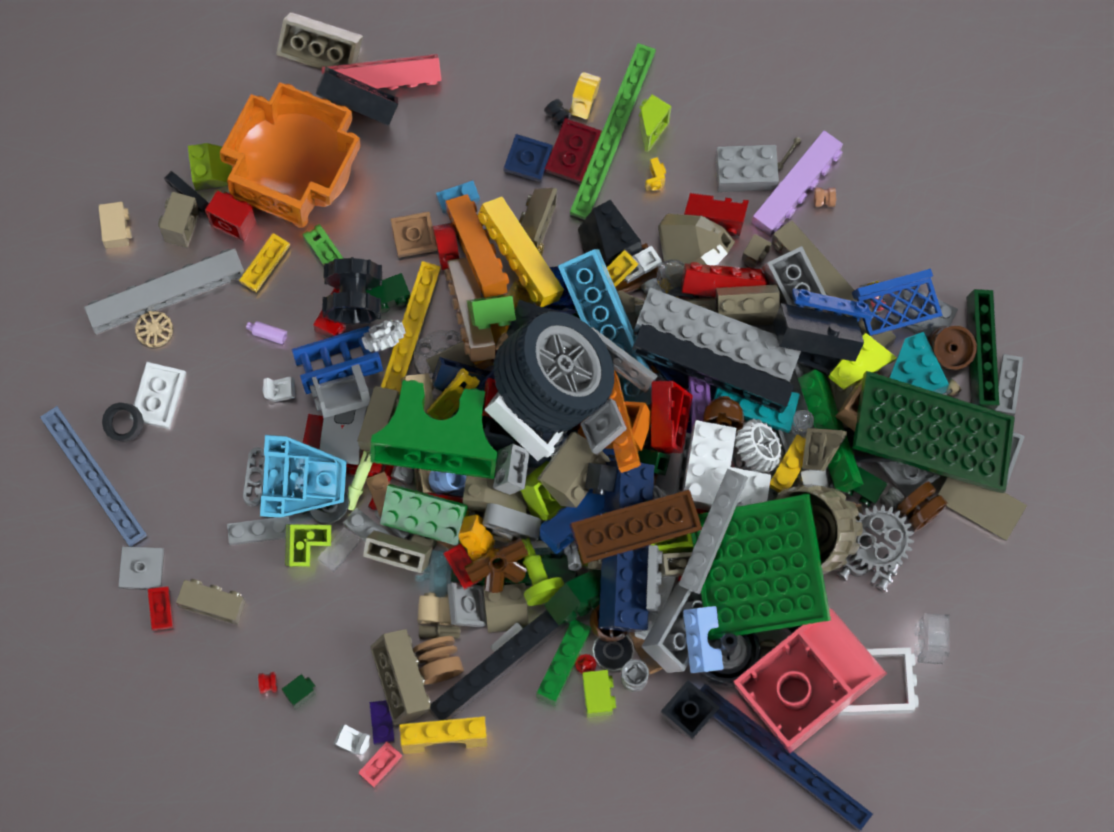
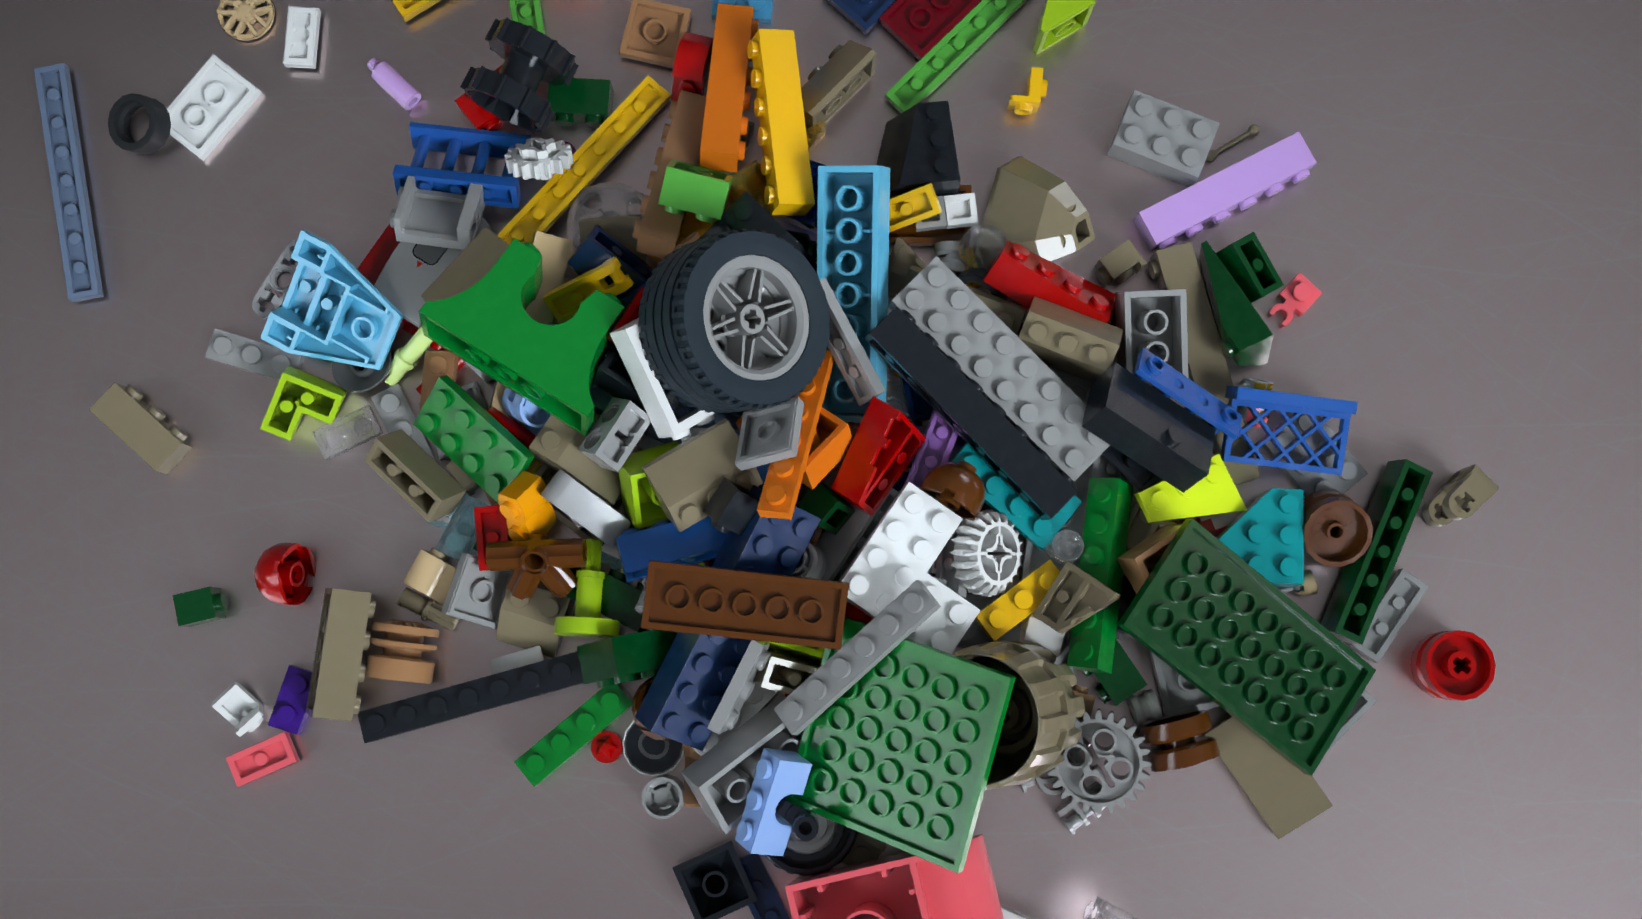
camera: 25 degrees right, 10 degrees up
(141, 568) = (74, 338): light grey plate -> none
(160, 608) = (71, 406): red plate -> none
(197, 328) = (301, 37): none -> white plate
(267, 682) = (164, 575): red wheel -> none
(279, 389) = (369, 170): white bracket -> none
(340, 647) = (284, 573): none -> red cylinder
(466, 730) = (327, 755): yellow arch -> none
(598, 694) = (602, 797): lime brick -> none
(724, 213) = (1097, 190): red wedge -> none
(825, 197) = (1251, 223): nougat wheel -> none
(832, 222) = (1250, 267): none -> dark green brick
(843, 255) = (1240, 327): none -> dark green wedge
(868, 227) = (1296, 298): none -> coral plate
(1015, 298) = (1459, 496): none -> dark tan piece
(1058, 396) = (1453, 665): none -> red wheel

